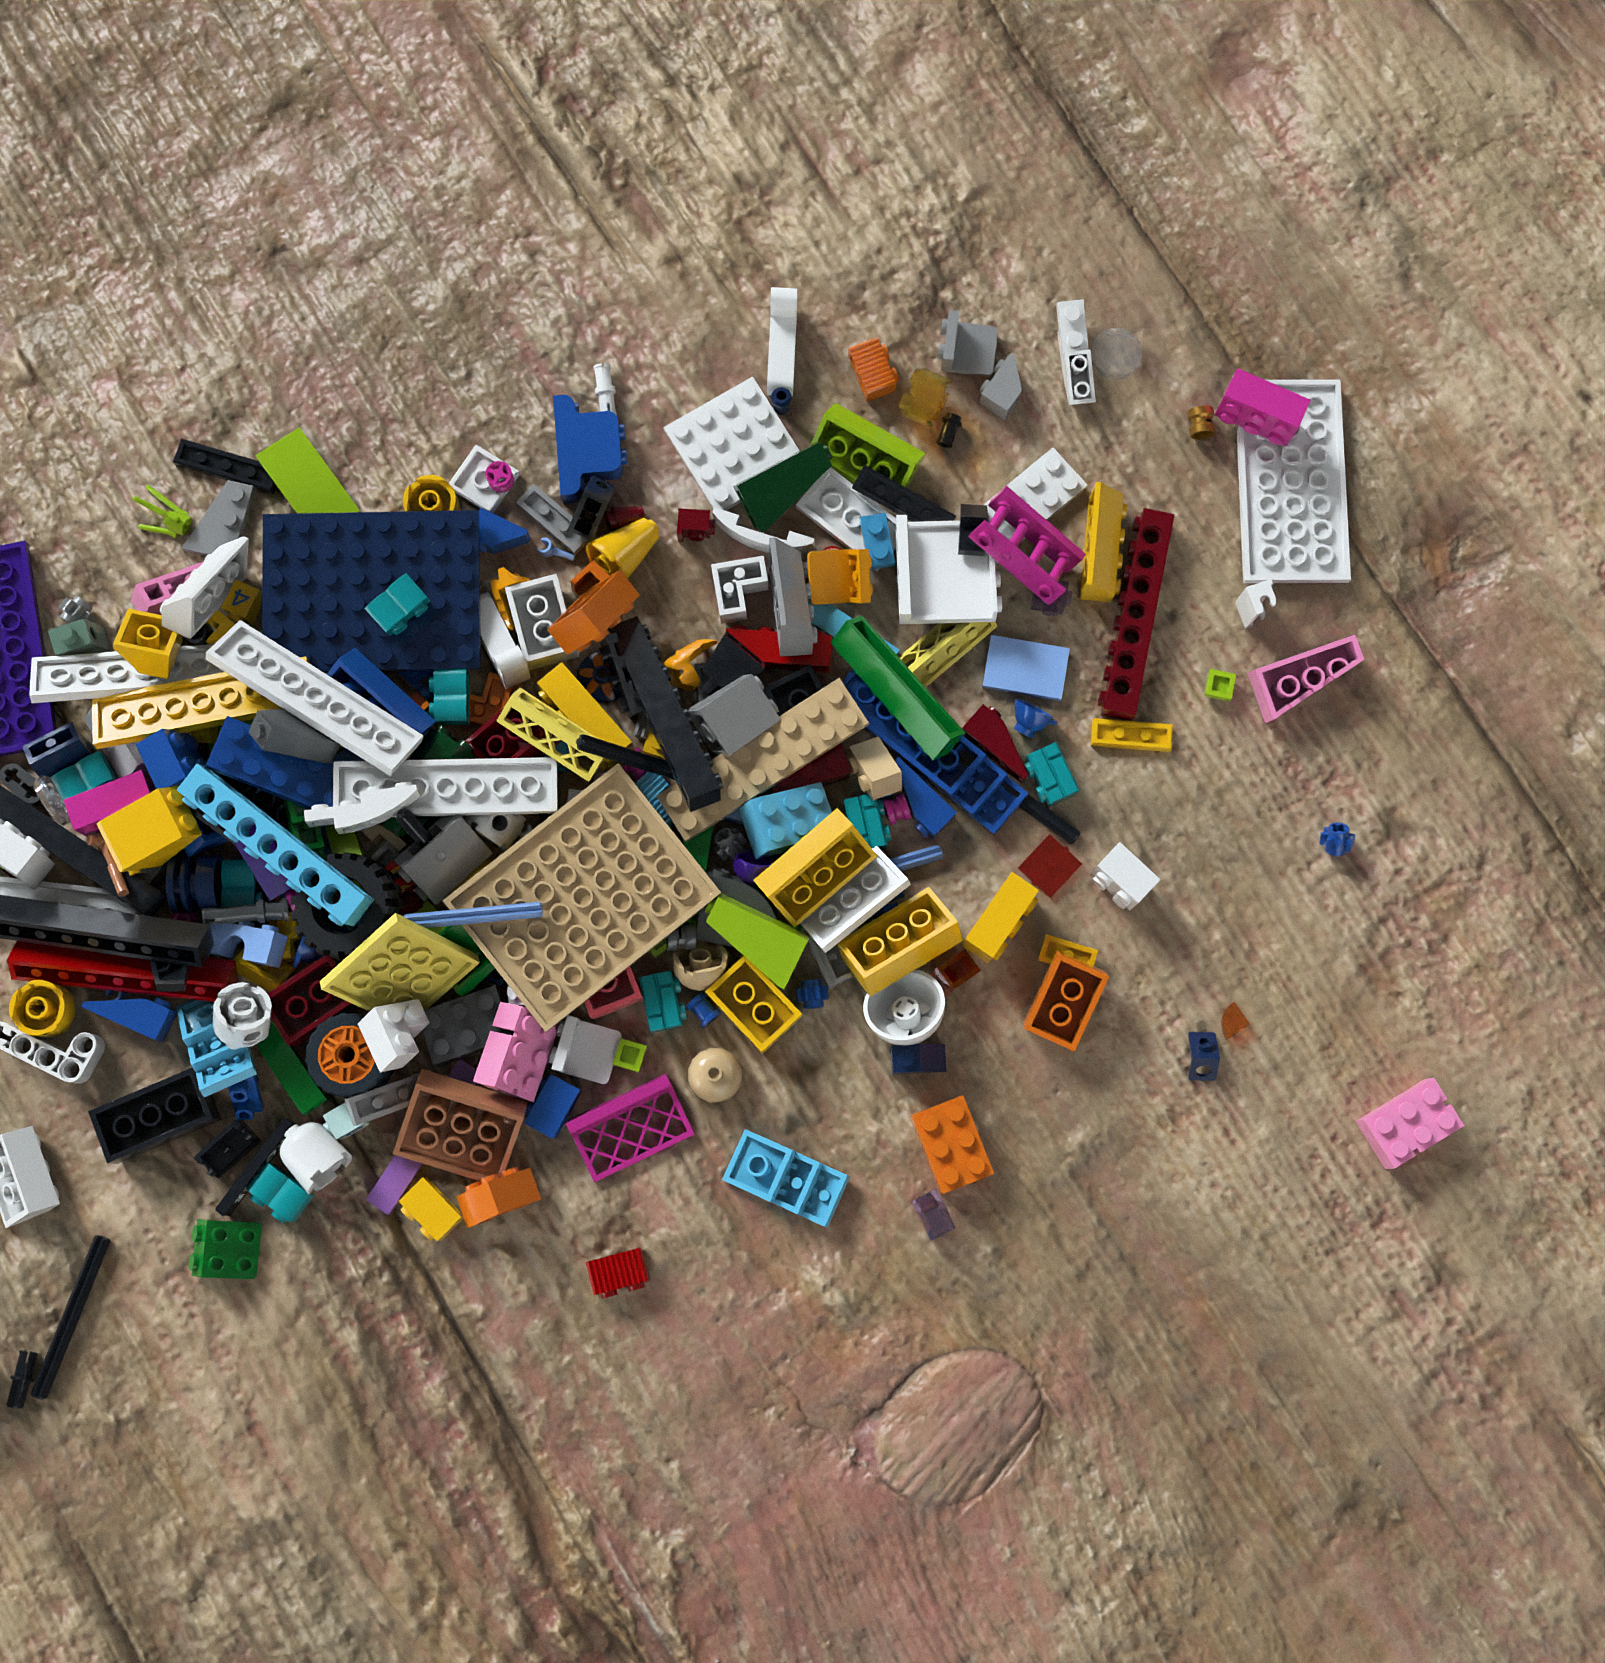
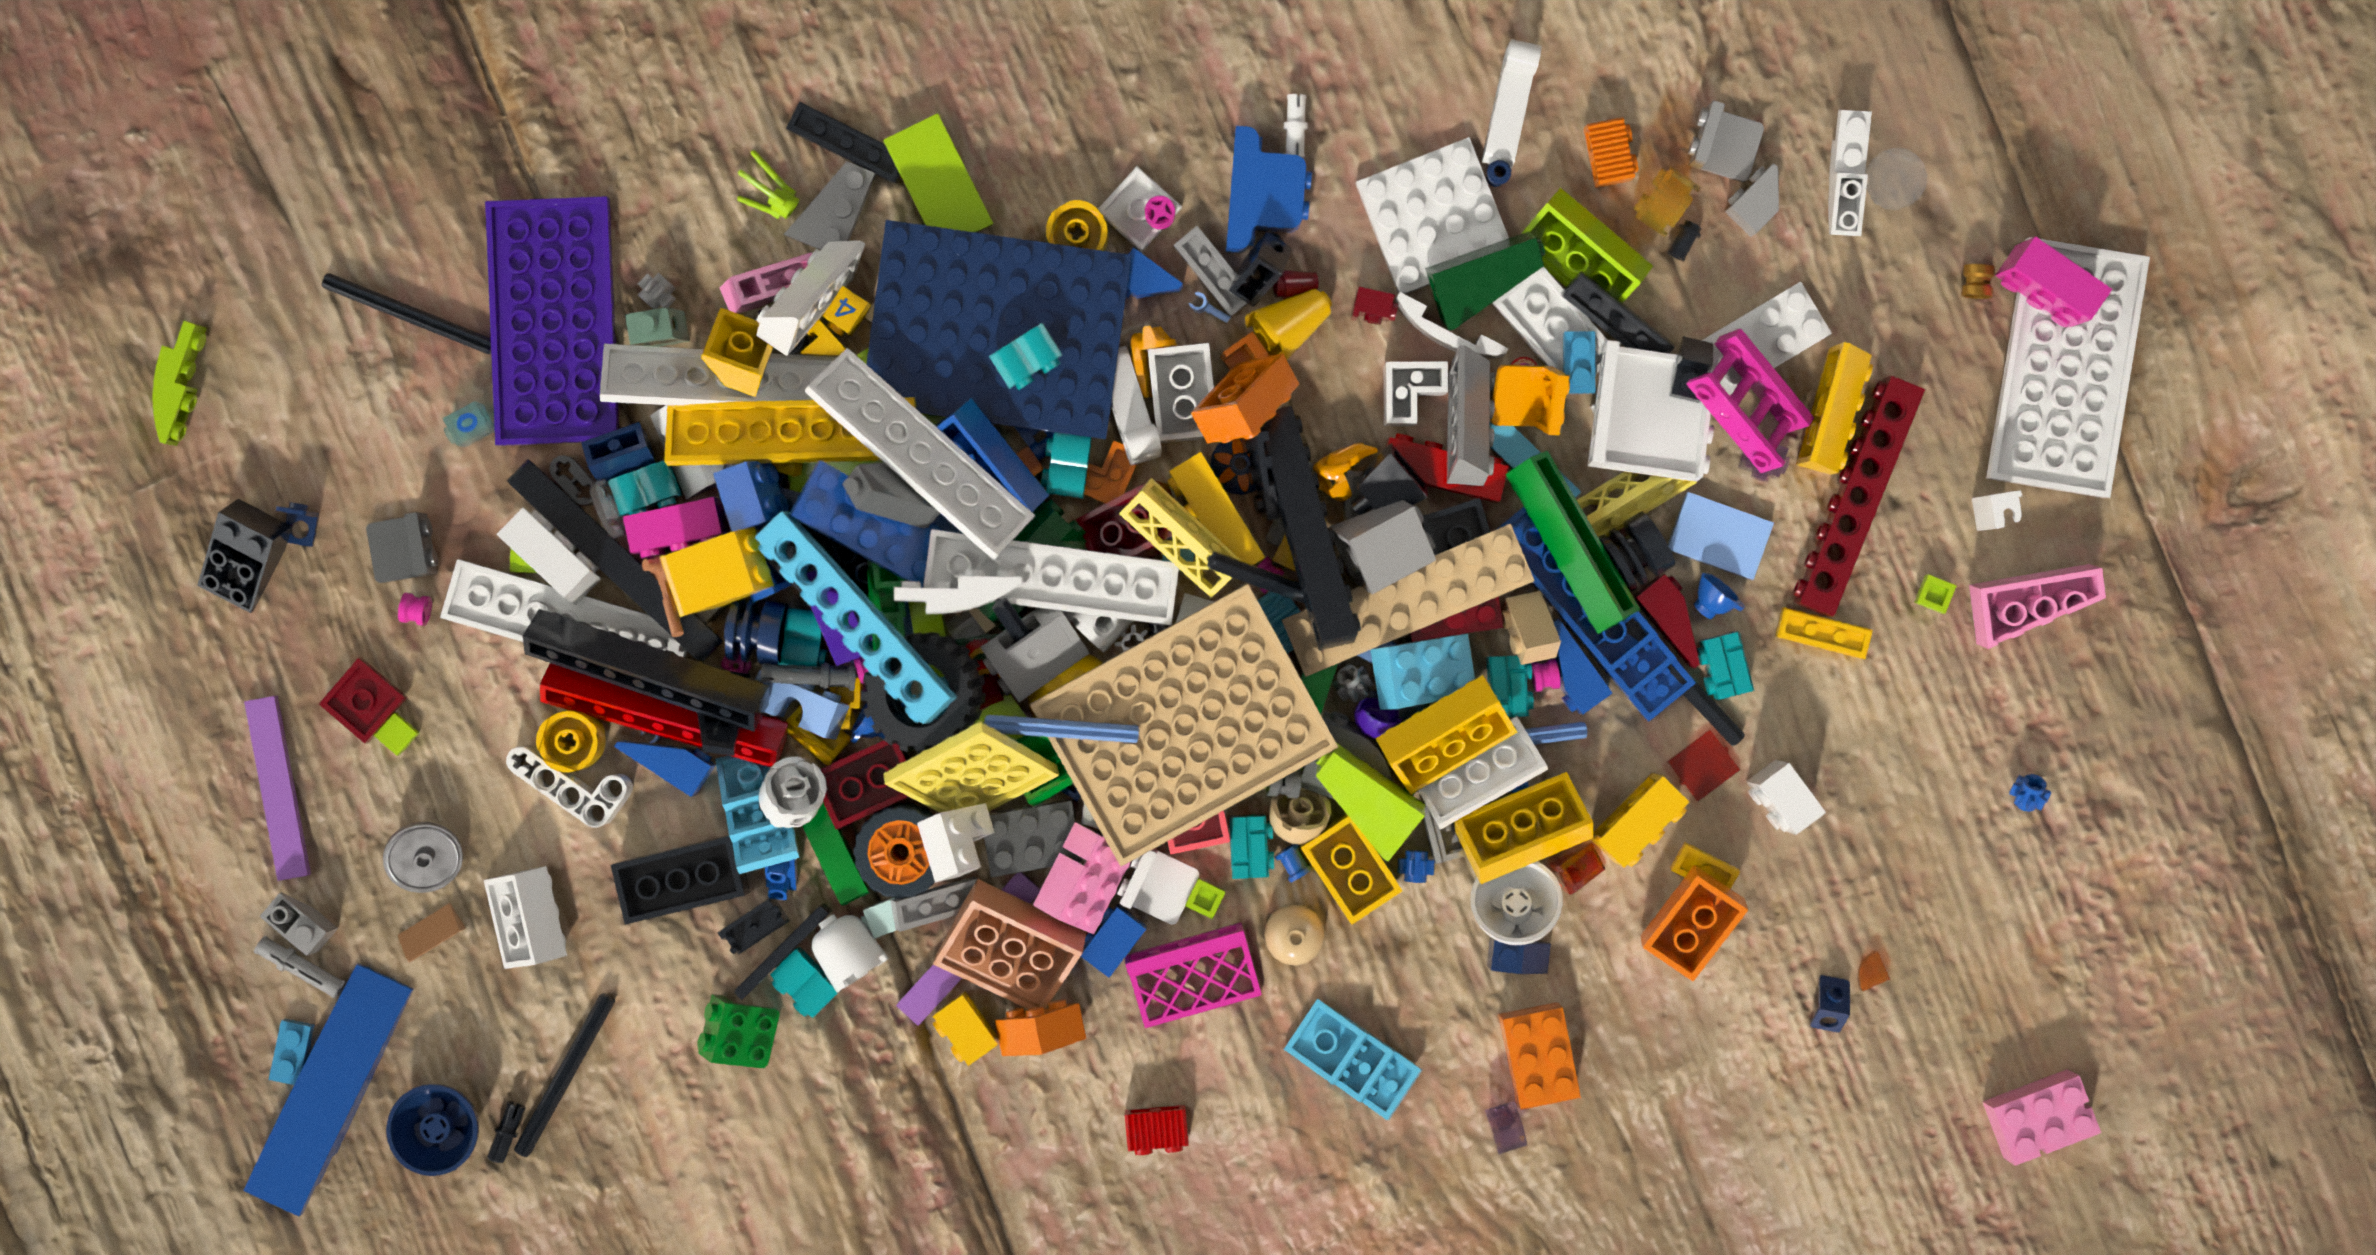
camera: 10 degrees right, 10 degrees up
(958, 685) = (1639, 549): none -> black wheel

